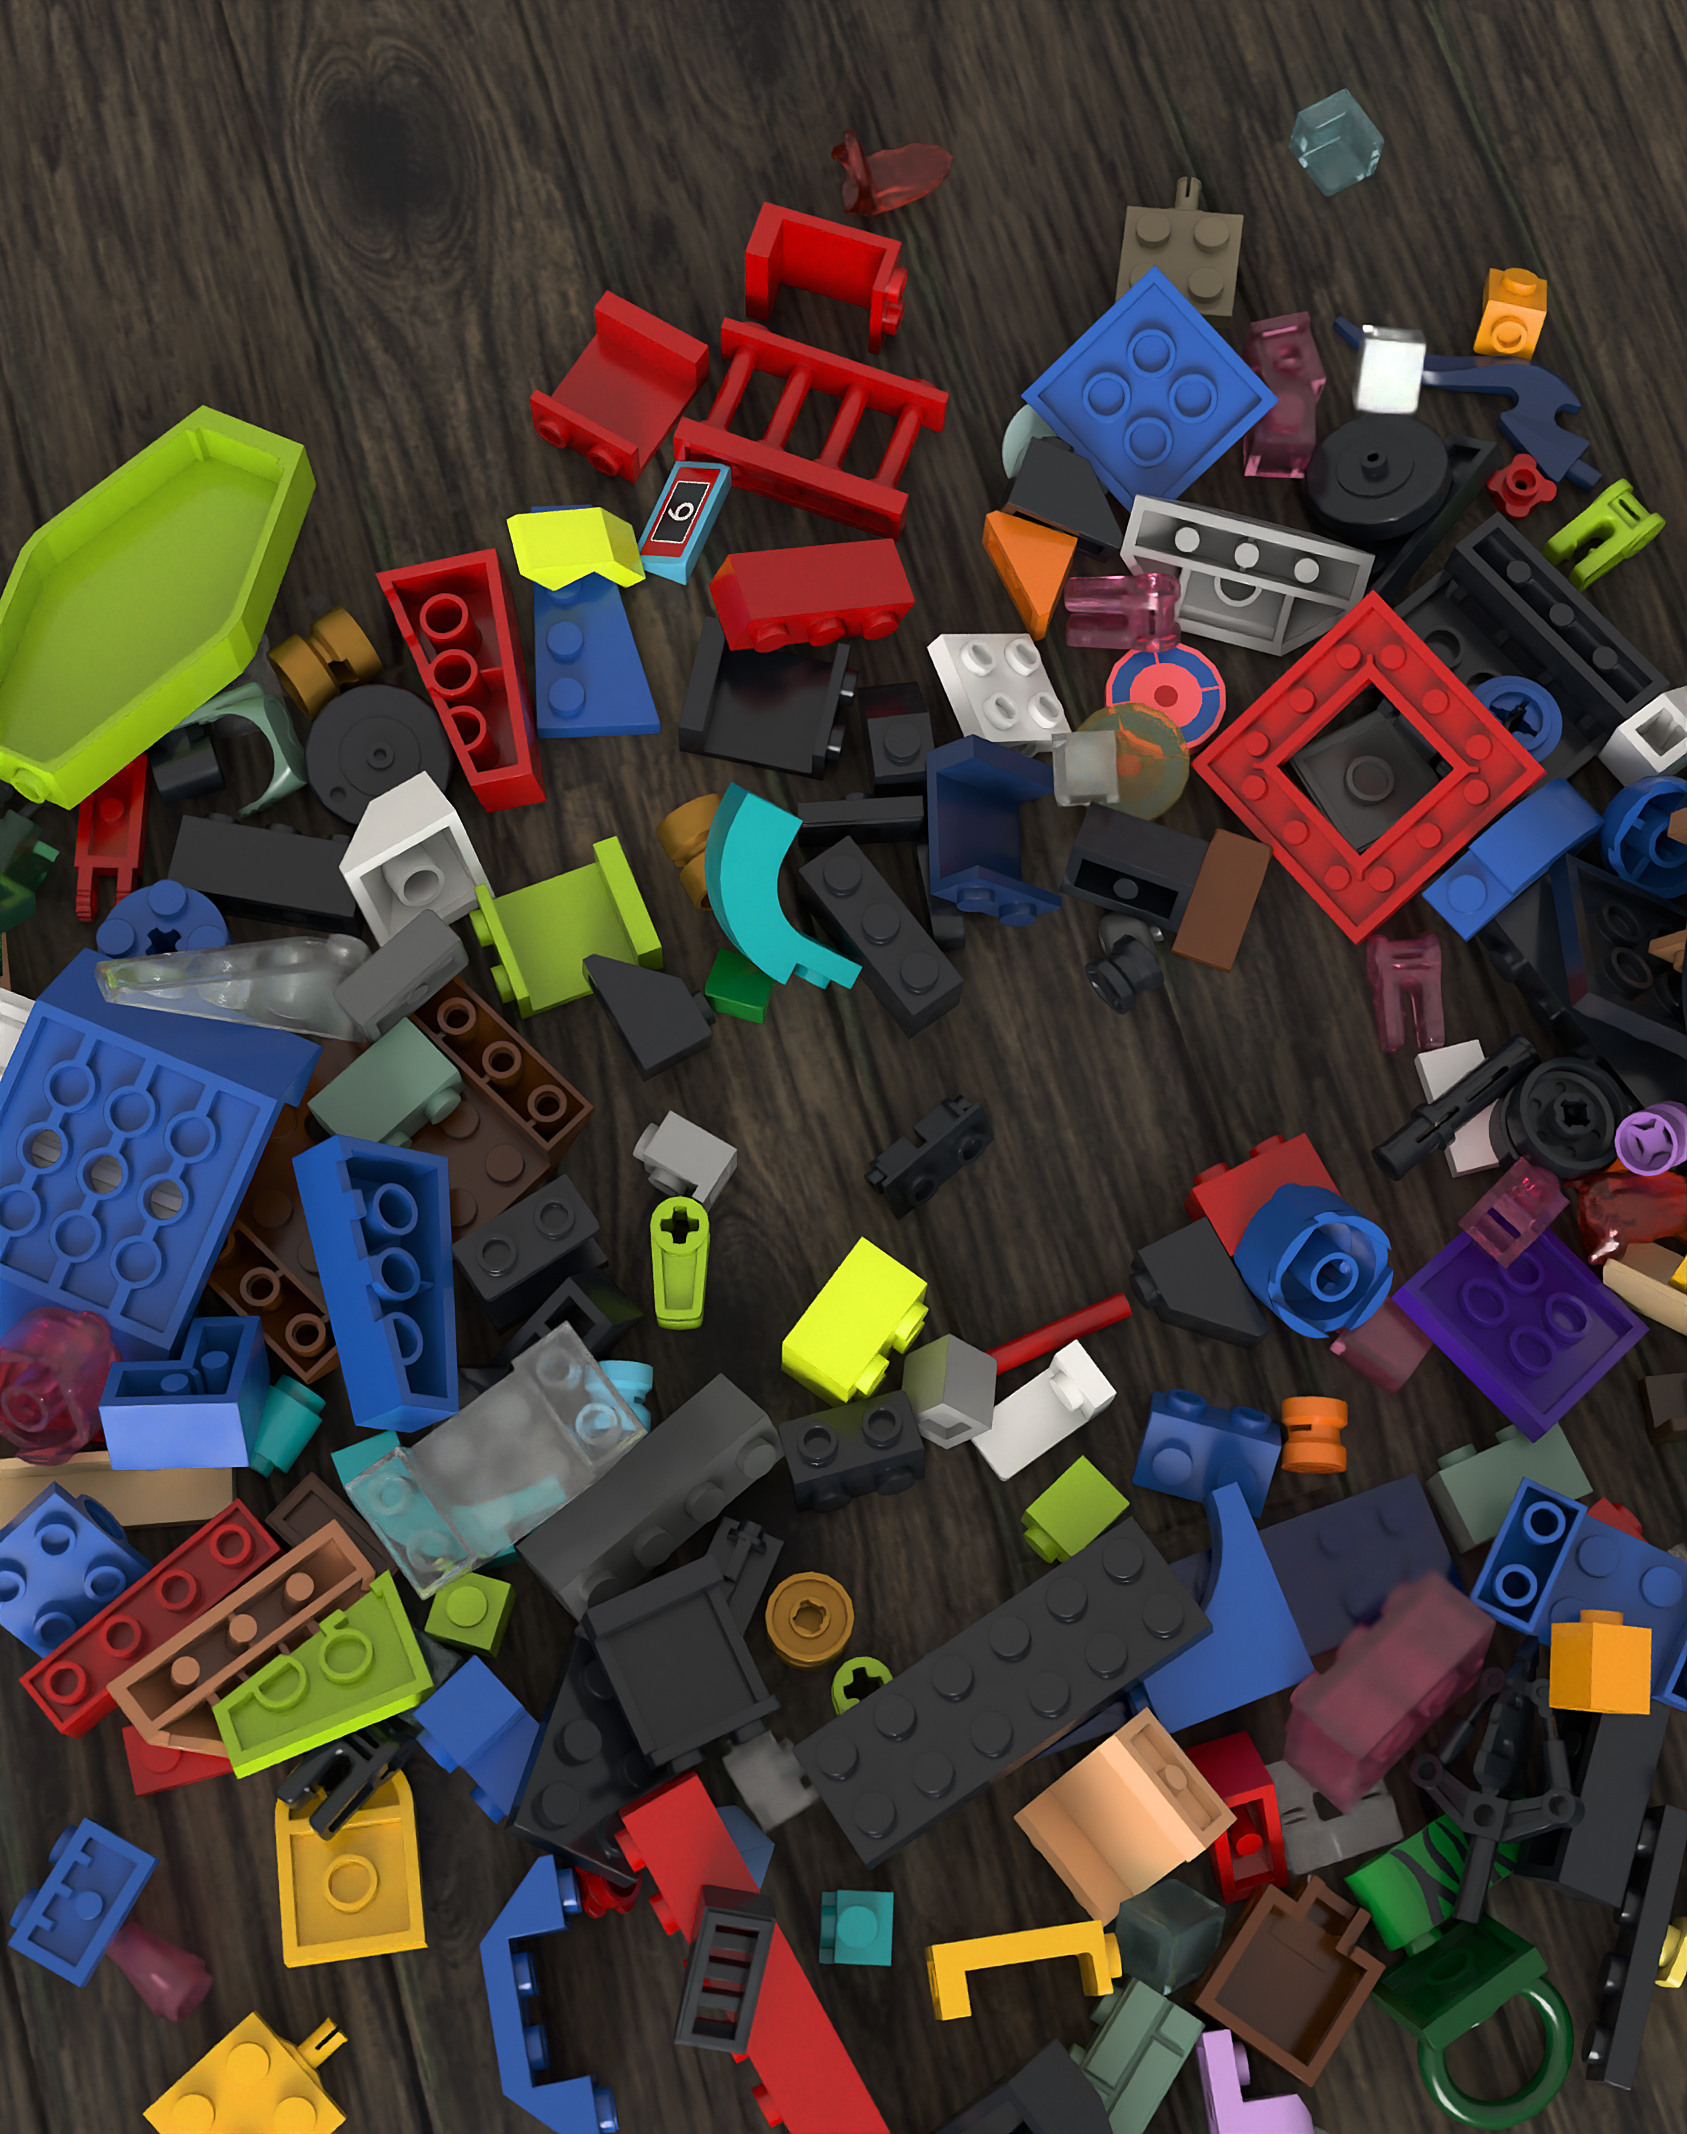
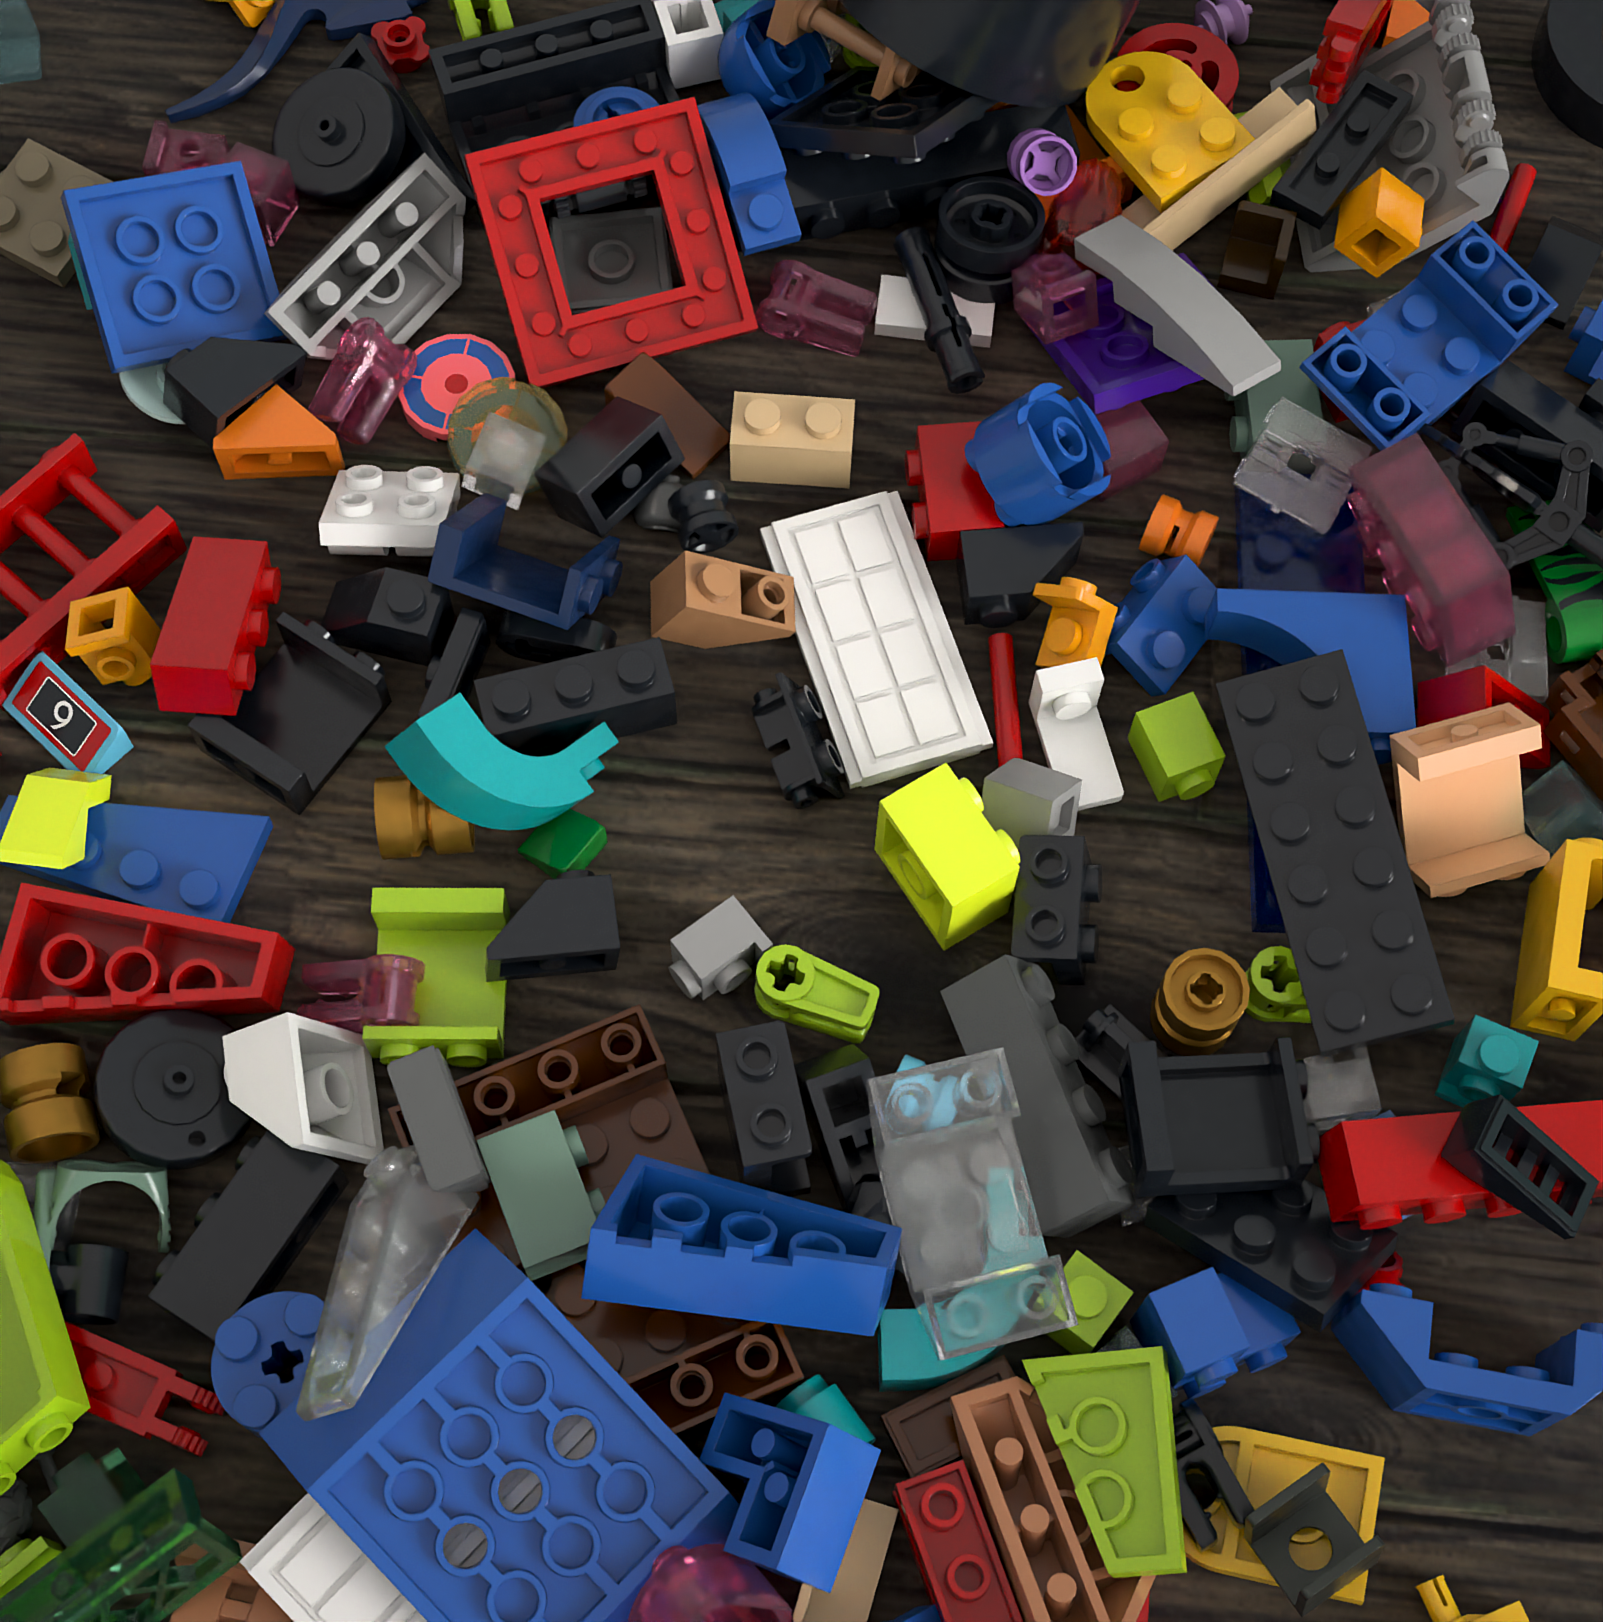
camera: 65 degrees left, 5 degrees down
(315, 1858) = (1308, 1506): none -> pearl dark grey piece
(525, 888) = (383, 989): none -> clear pink piece
(766, 512) = (116, 652): none -> light orange brick
(1038, 1027) = (720, 603): none -> medium nougat slope
(1073, 1184) = (876, 640): none -> white piece
(1156, 1369) = (1077, 622): none -> light orange bracket
(1243, 1023) = (791, 439): none -> tan brick
(1388, 370) = (244, 86): clear brick -> none
(1399, 1502) = (1296, 431): none -> clear piece
(1542, 1331) = (1185, 310): none -> light grey slope
(1600, 1665) = (1477, 374): light orange brick -> none

